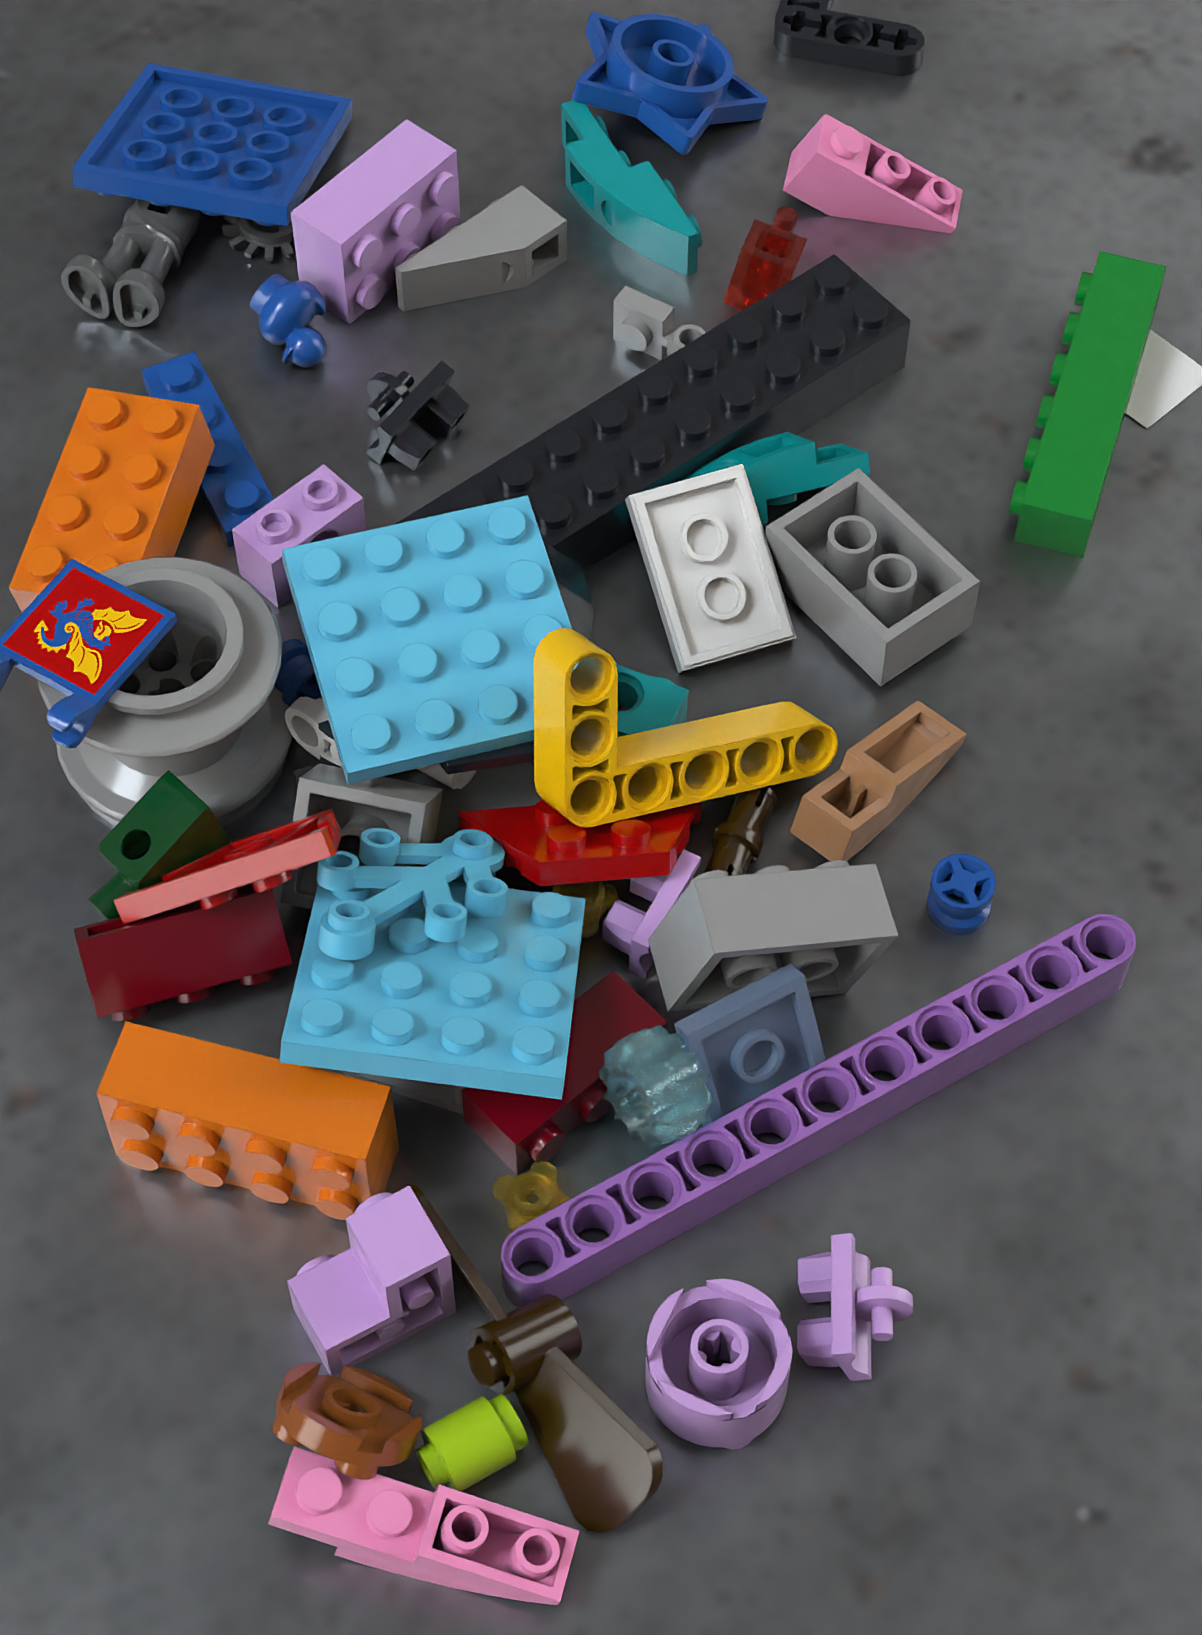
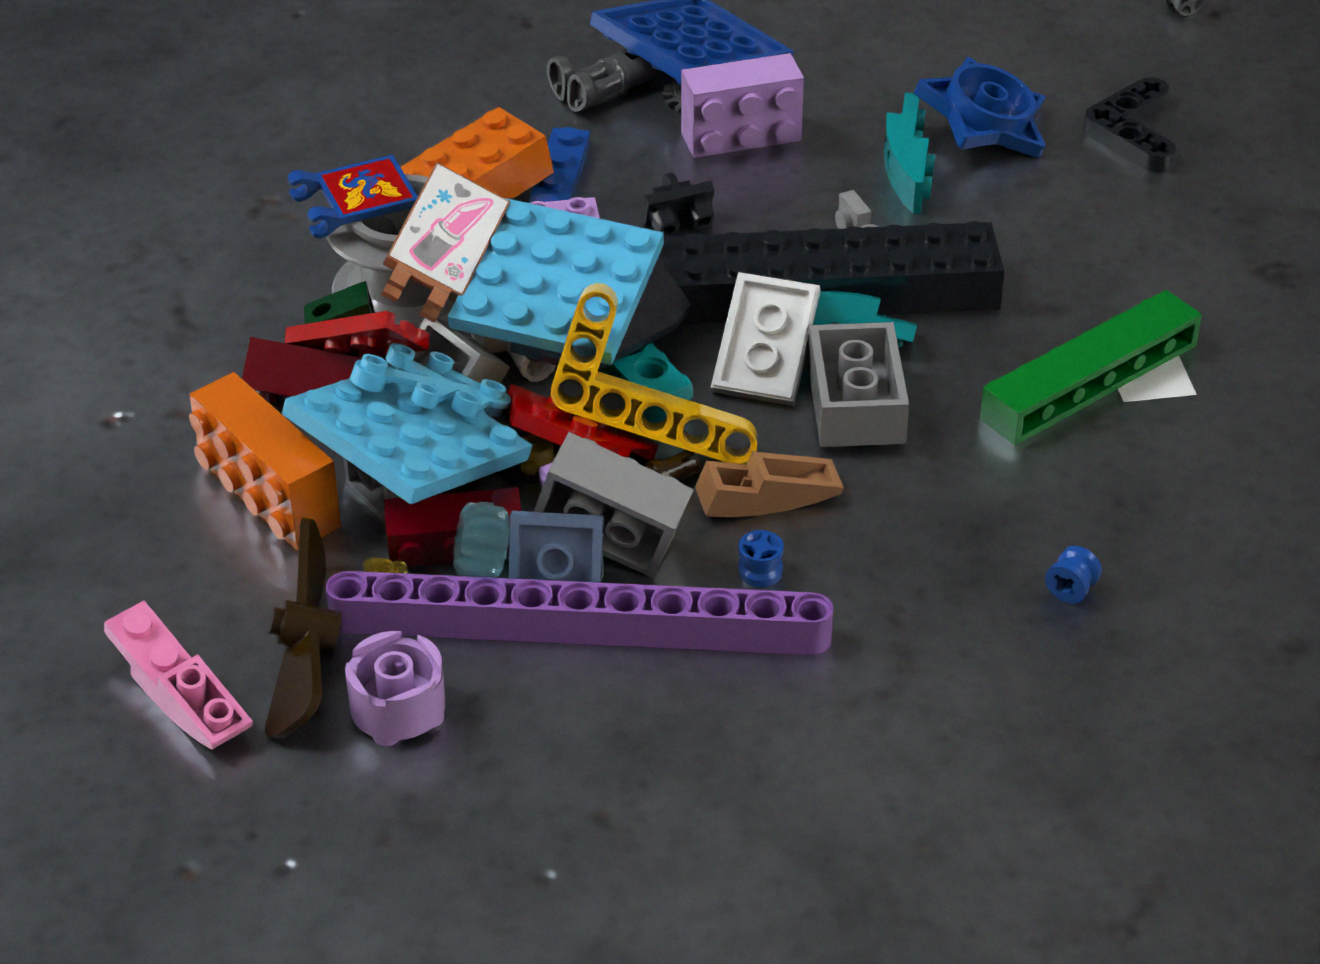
camera: 35 degrees right, 15 degrees down
(261, 663) = (443, 238): none -> tile
(285, 313) = (655, 133): blue animal -> none
(347, 1418) = (185, 610): dark orange plate -> none
(380, 1288) = (259, 566): lavender brick -> none
(471, 1443) = (240, 658): lime brick -> none
(488, 254) = (795, 151): light grey slope -> none
(766, 259) = (953, 206): clear red brick -> none
(856, 1301) = (500, 703): lavender hips -> none
(865, 181) = (1062, 205): bright pink slope -> none

